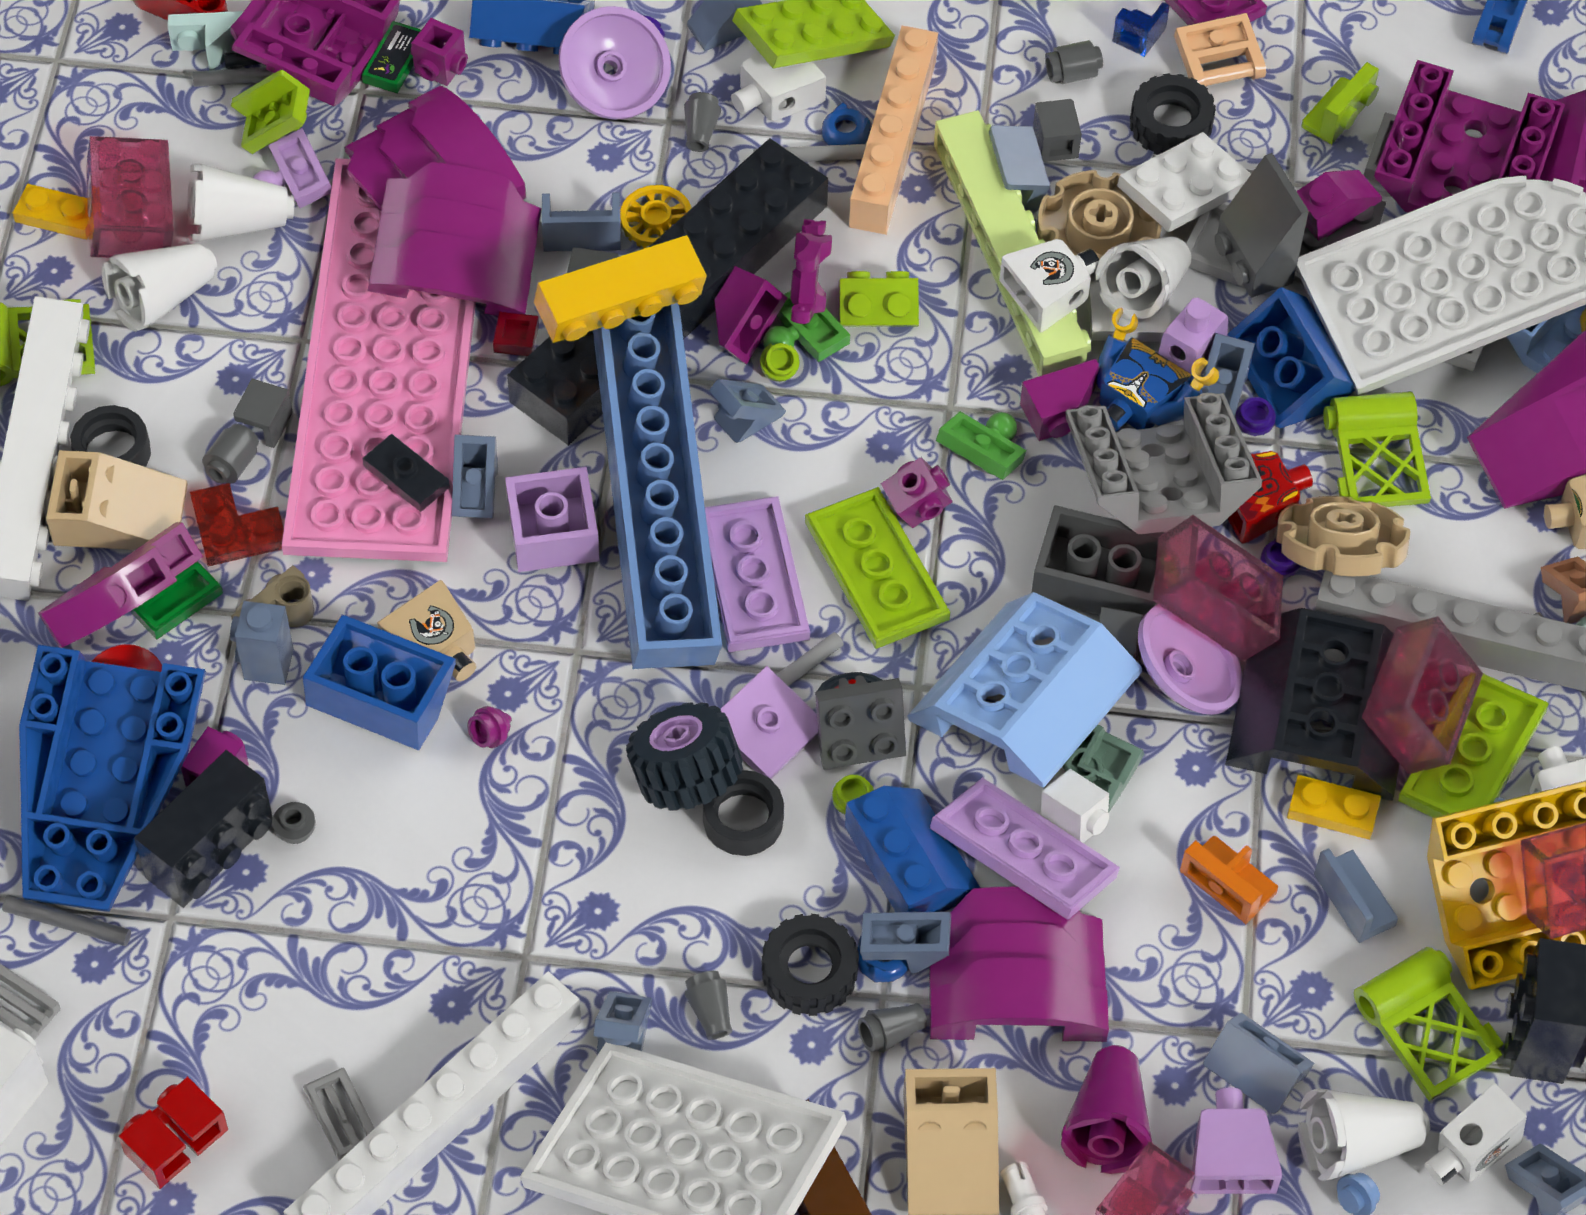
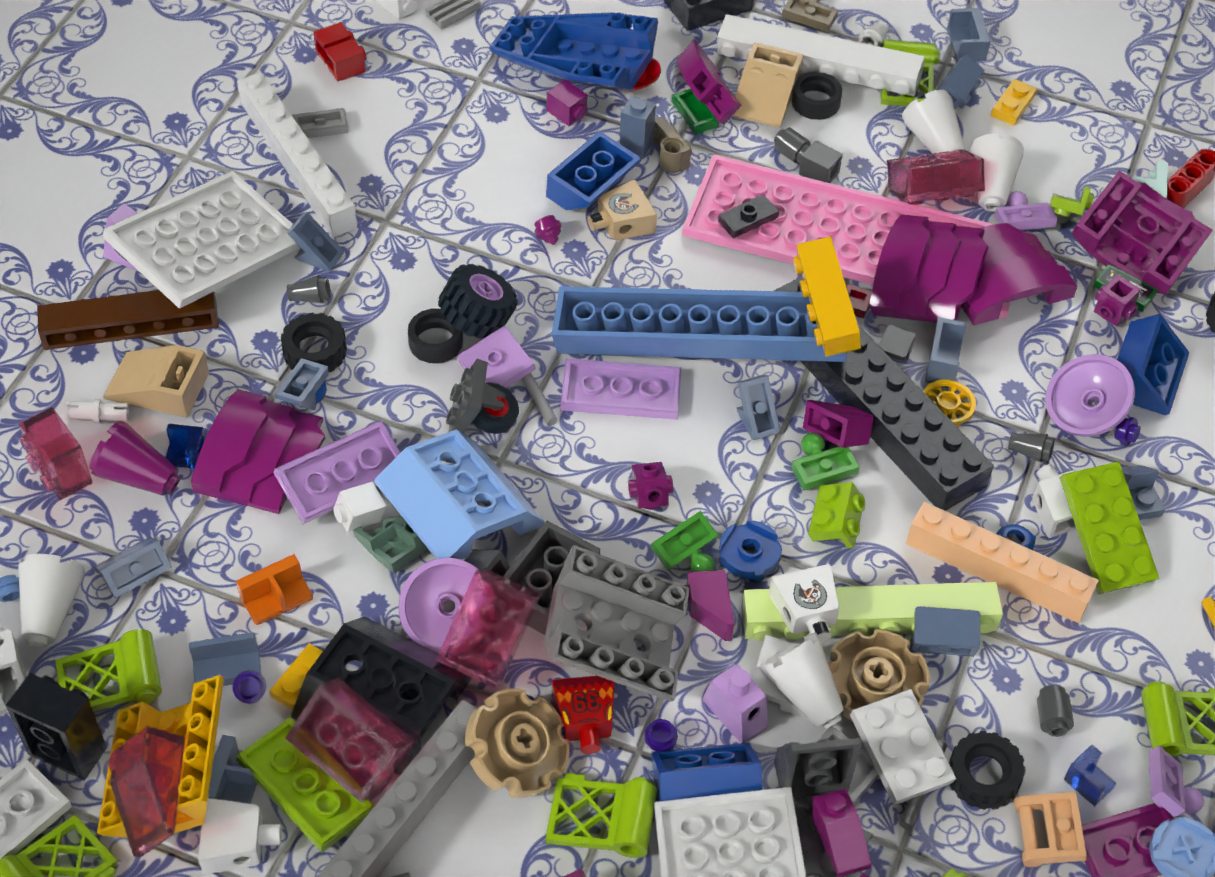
camera: 105 degrees right, 5 degrees down
(49, 270) = (962, 80): none -> sand blue brick
(66, 920) = (487, 41): flat silver bar -> none
(128, 195) = (1013, 115): clear pink brick -> none
(204, 829) = (517, 82): black brick -> none
(231, 535) = (738, 138): clear red plate -> none
(269, 262) = (936, 176): none -> clear pink brick
(296, 832) = (516, 133): dark grey plate -> none
(474, 476) = (736, 249): sand blue slope -> none
(552, 519) = (689, 268): lavender brick -> none
(779, 364) = (793, 440): lime plate -> none
(809, 252) = (862, 455): magenta animal -> none
(828, 153) = (993, 502): light grey bar -> none
(848, 789) = (426, 397): lime plate -> none
(877, 567) = (597, 453): lime plate -> none
(889, 1026) = (252, 371): dark grey cone -> none
(905, 856) = (363, 402): blue slope -> none
(957, 396) = (747, 565): none -> blue plate
(1049, 1065) = (184, 444): none -> clear blue panel
(1057, 130) = (981, 671): dark grey panel -> none
(1143, 385) = (708, 653): blue torso -> none
(1233, 361) = (697, 714): sand blue slope -> none
(1234, 1149) = (76, 527): lavender torso -> none
(1378, 854) = (249, 686): none -> dark purple plate

